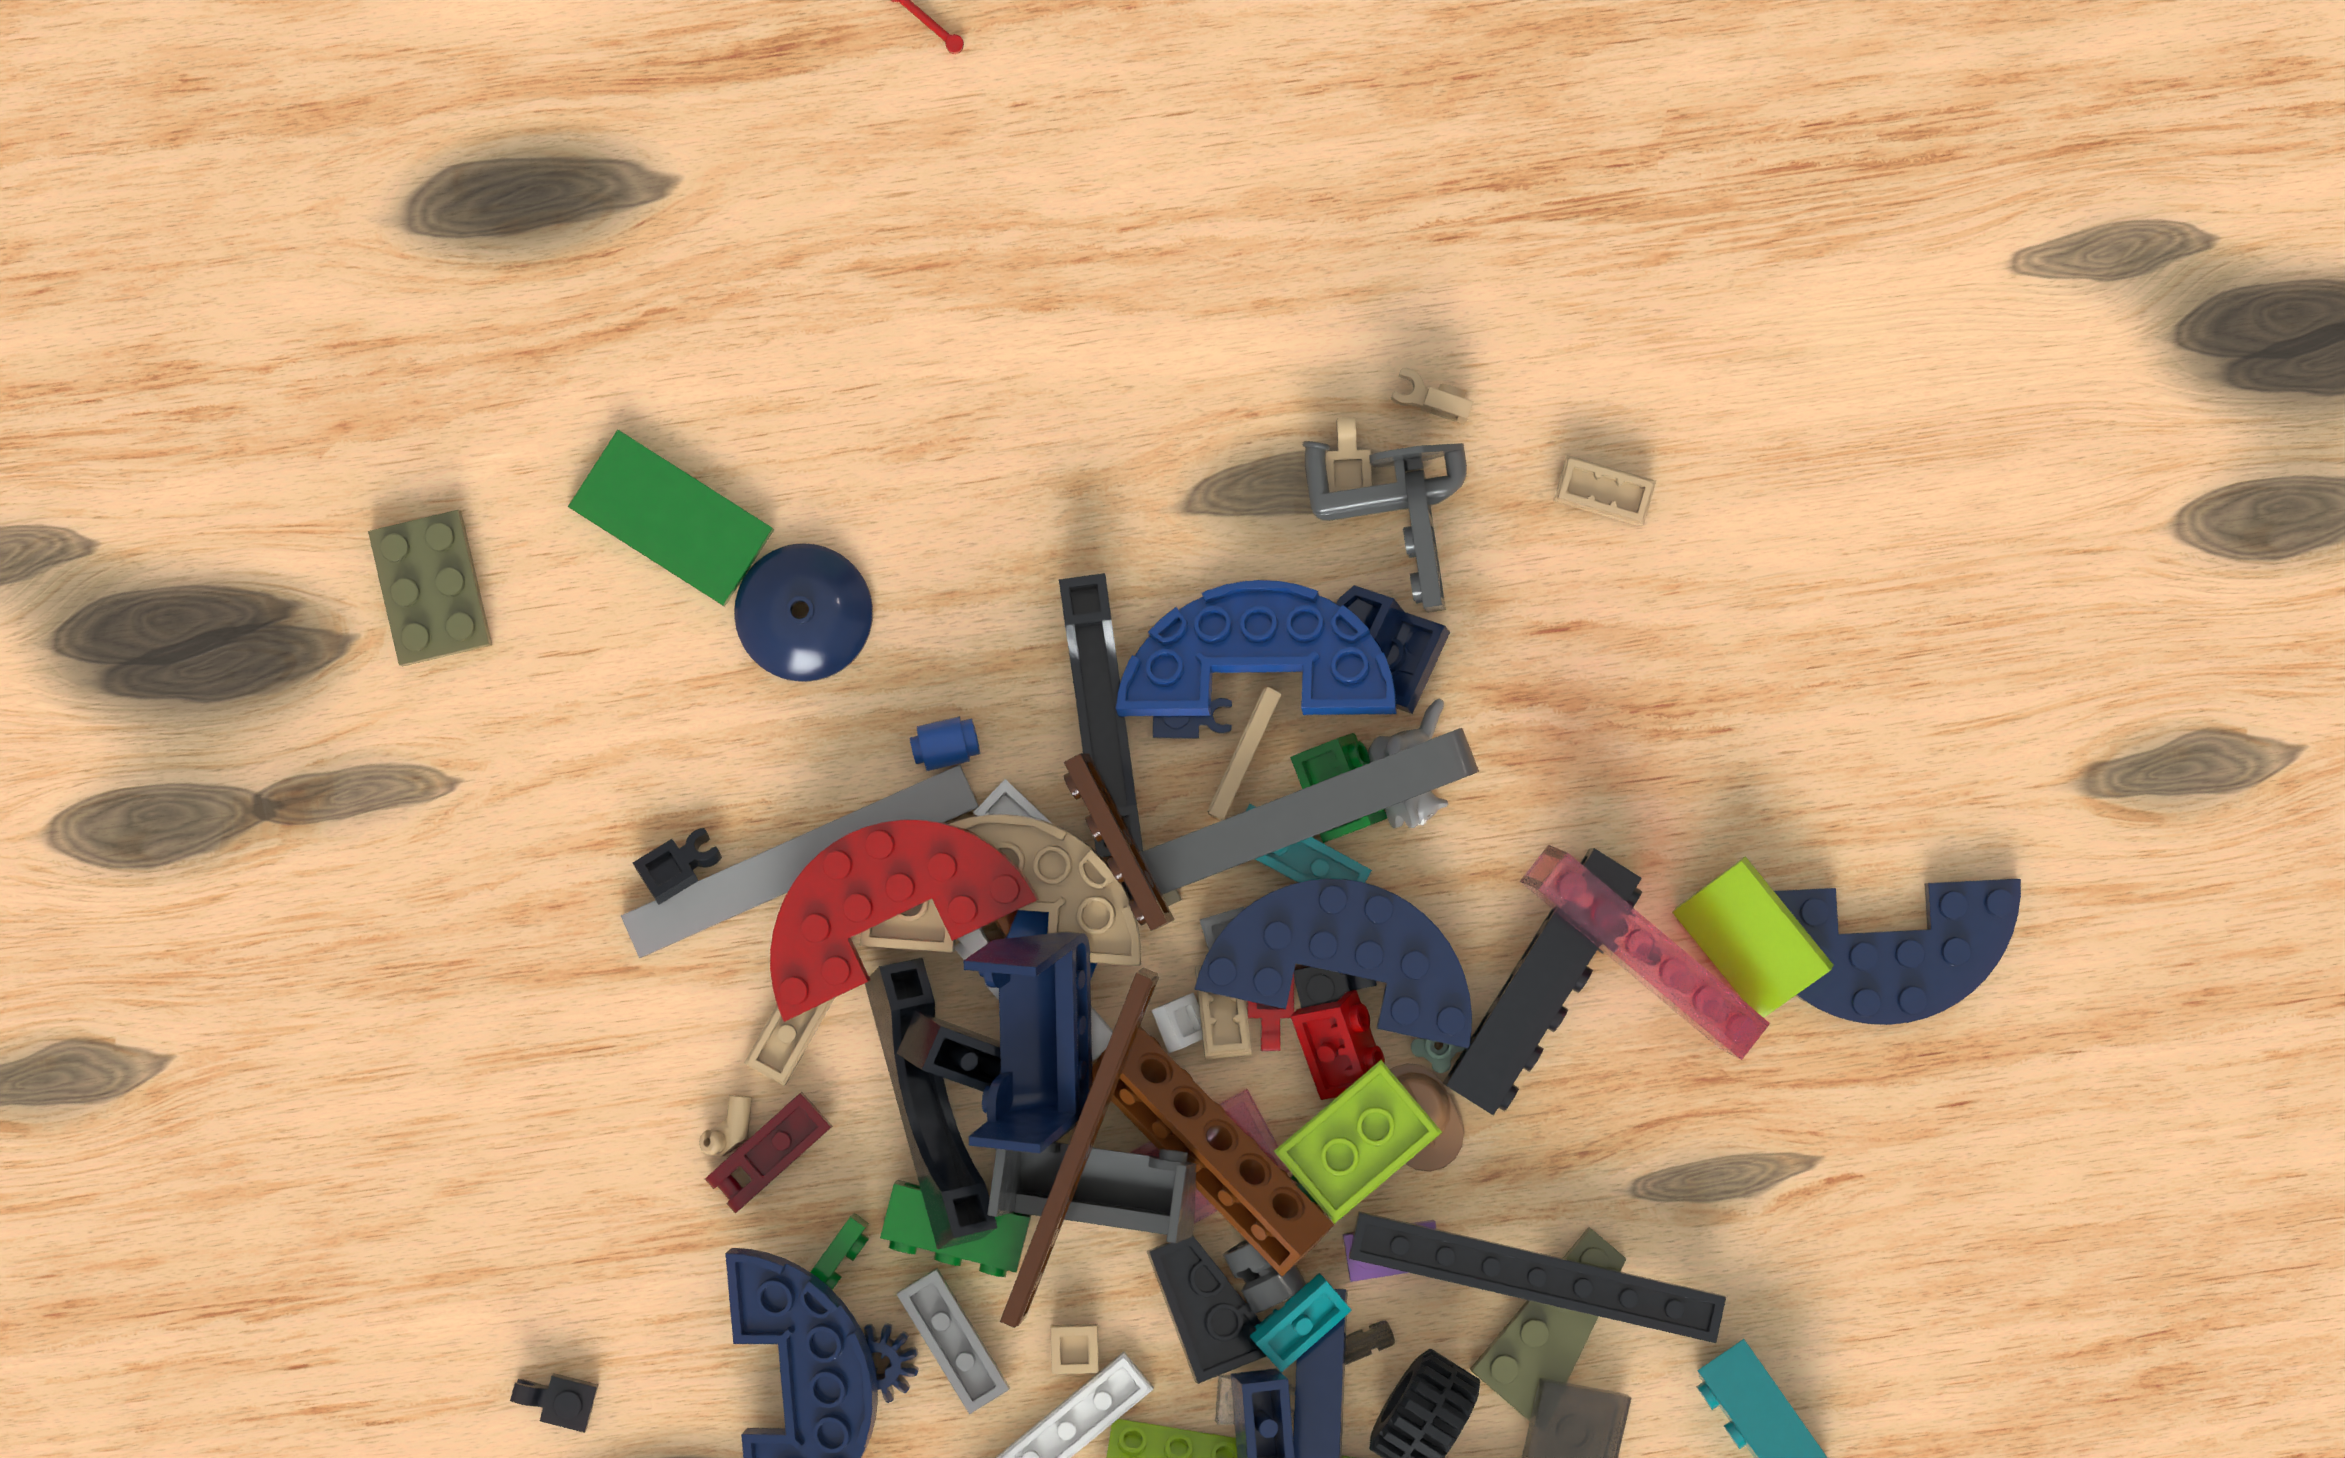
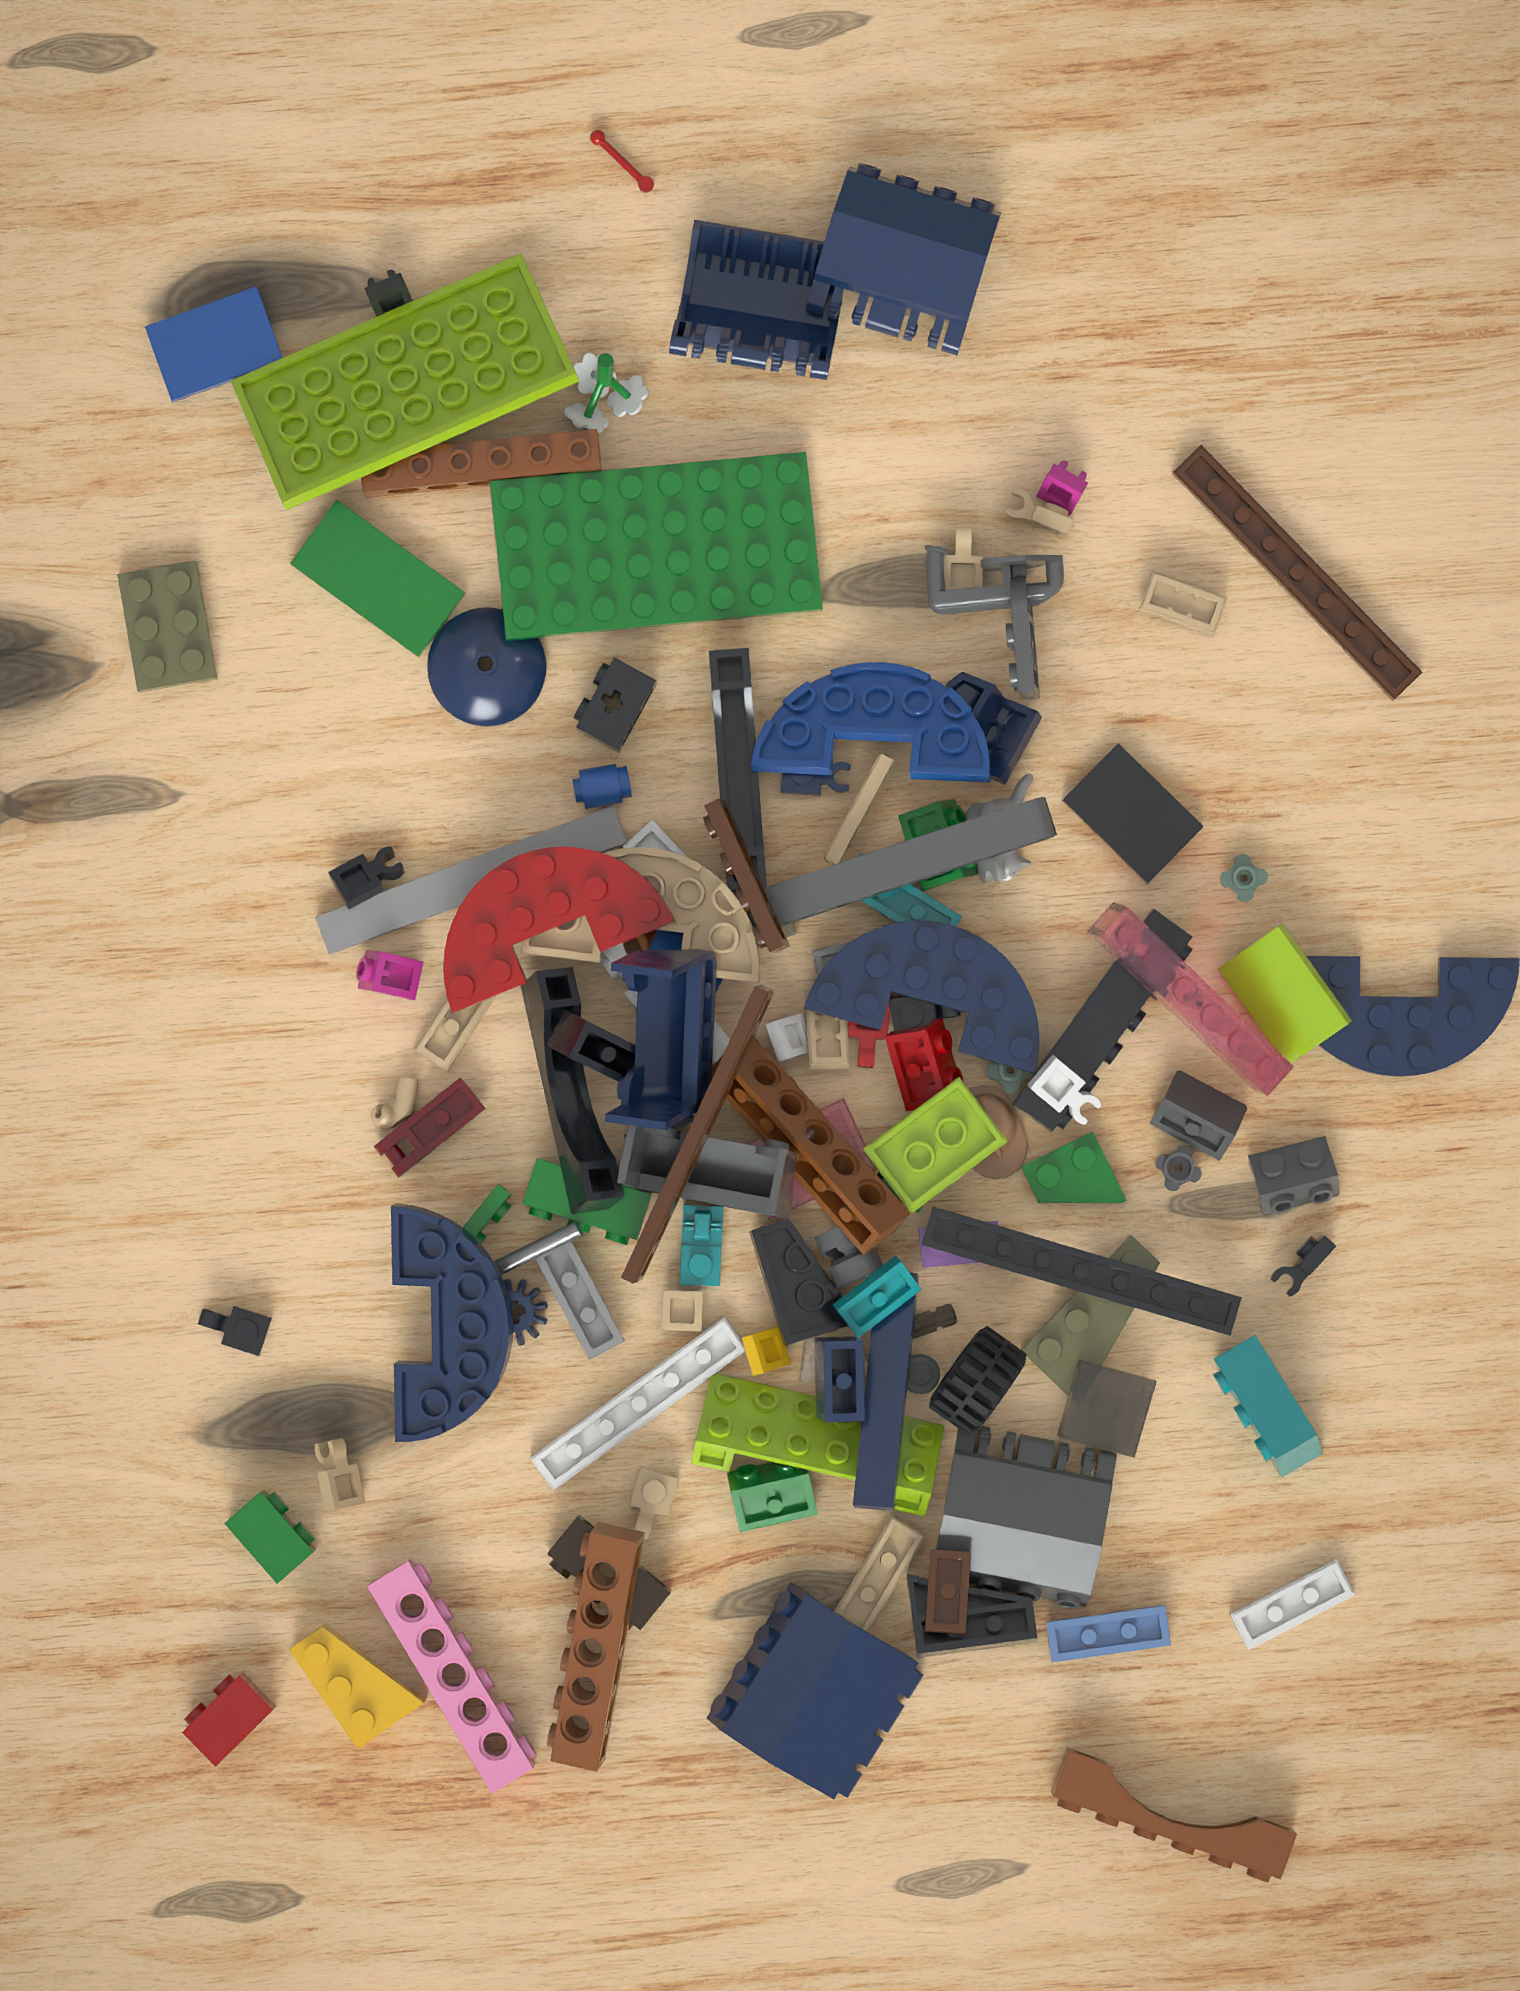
camera: 10 degrees right, 0 degrees up
(466, 258) = (213, 344): none -> blue tile
(664, 191) = (387, 293): none -> pearl dark grey tile
(685, 288) = (404, 381): none -> lime plate
(710, 977) = (389, 974): none -> dark pink bracket
(781, 377) = (482, 461): none -> dark orange brick
(901, 1288) = (539, 1247): none -> flat silver bar
(908, 269) = (595, 377): none -> white plant
(976, 634) = (634, 693): none -> black brick
(990, 461) = (655, 546): none -> green plate
(1092, 1271) = (701, 1245): none -> teal hinge
(1095, 166) = (750, 299): none -> dark blue hinge
(1174, 1391) = (765, 1351): none -> yellow plate
(1259, 105) = (905, 253): none -> dark blue hinge
(1359, 1405) = (923, 1374): none -> pearl dark grey tile
(1458, 364) = (1062, 487): none -> dark pink tile
(1501, 1065) = (1060, 1087): none -> white plate
(1520, 1161) = (1074, 1175): none -> green wing
(1561, 737) = (1132, 813): none -> black tile
(1653, 1148) = (1168, 1162): none -> dark grey plate
(1661, 1084) = (1199, 1115): none -> dark grey panel
(1682, 808) = (1241, 866): none -> sand green plate
(1734, 447) = (1297, 572): none -> reddish brown tile
(1776, 1147) = (1294, 1175): none -> dark grey bracket
(1802, 1240) = (1311, 1255): none -> black plate

